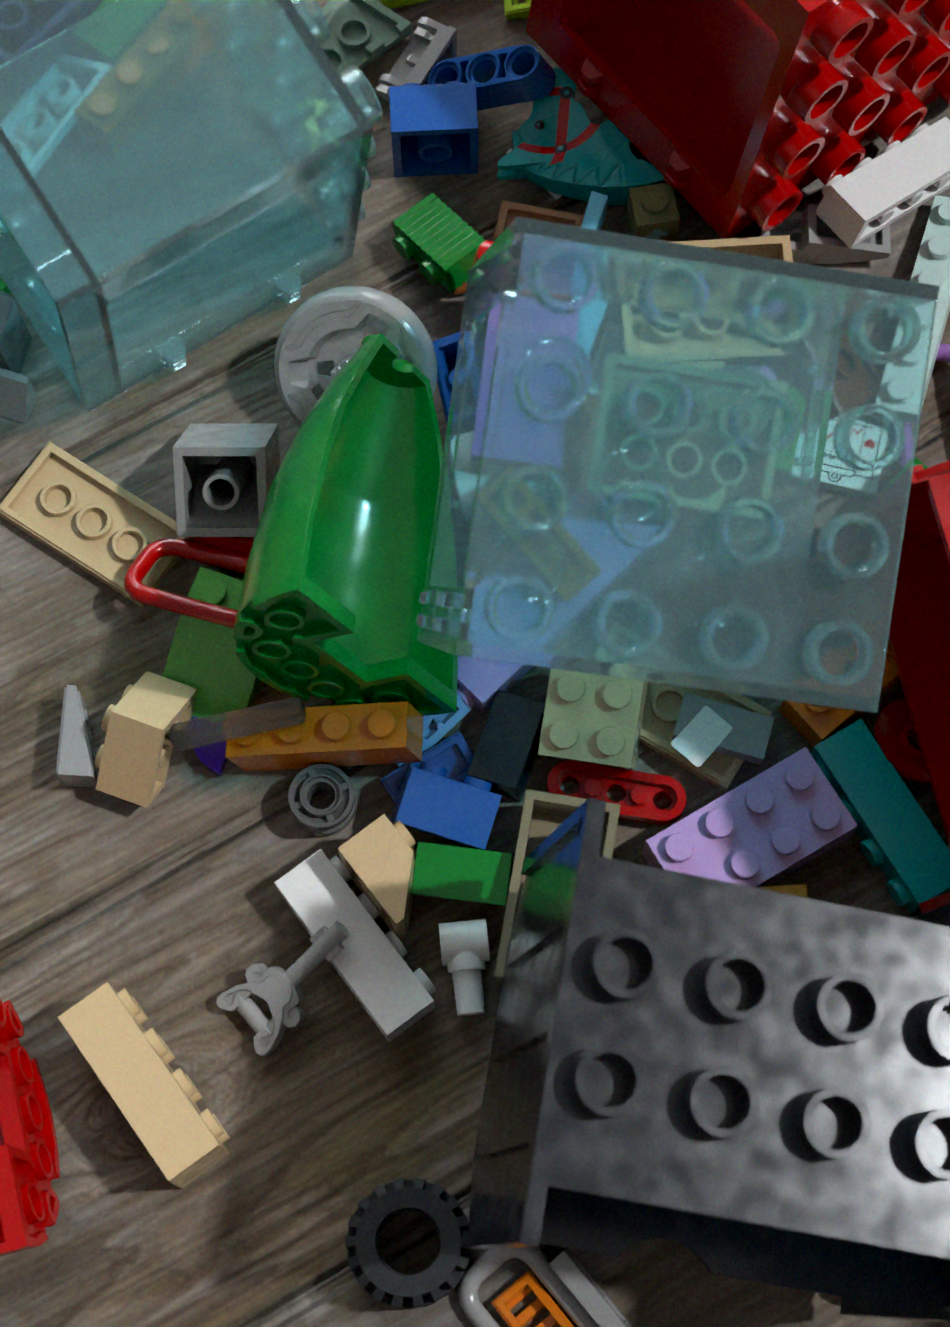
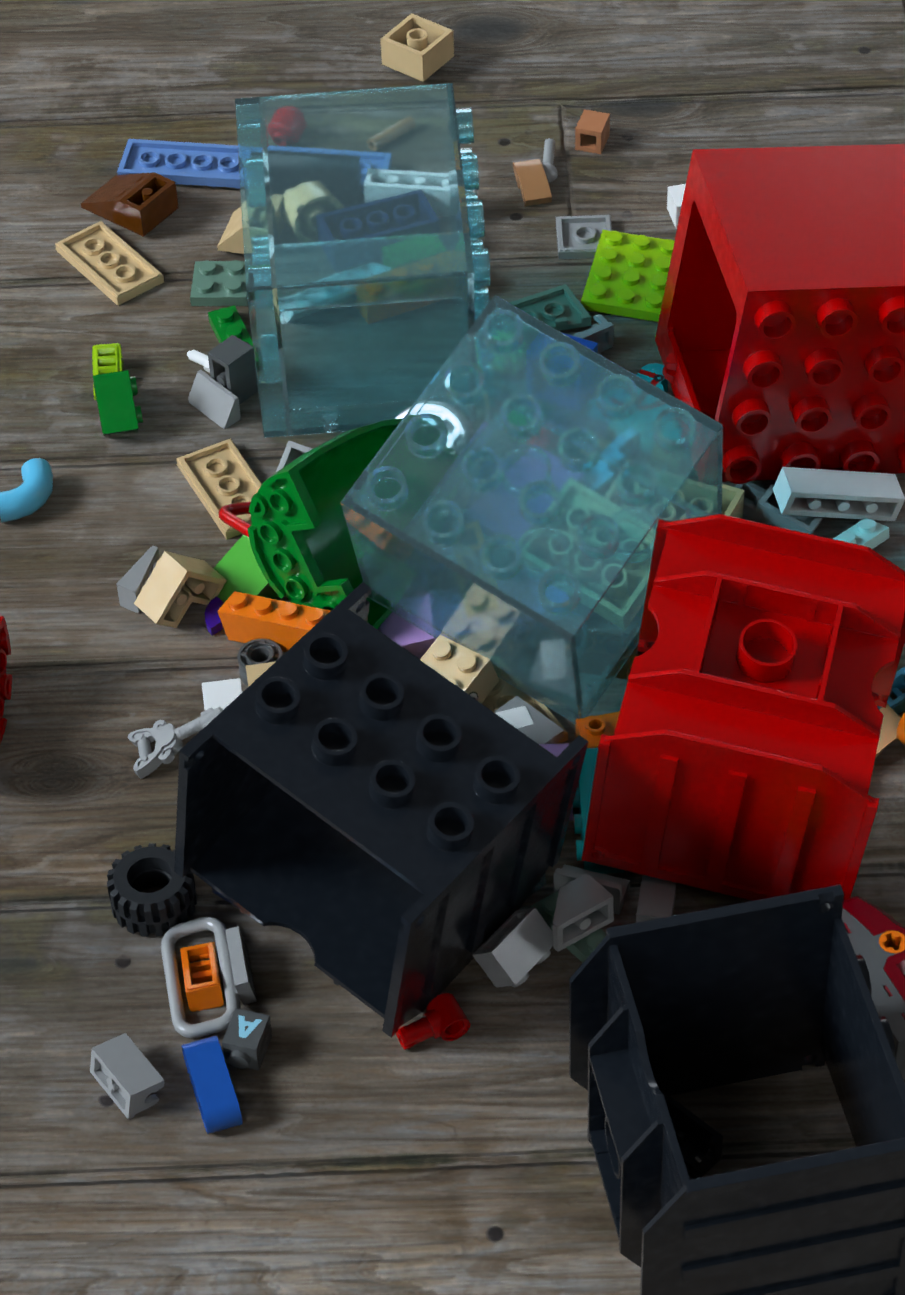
camera: 30 degrees right, 25 degrees down
(144, 1086) = (58, 747): tan brick -> none
(237, 723) = (233, 589): clear smoke axle -> none
(500, 75) = (627, 351): blue beam -> none

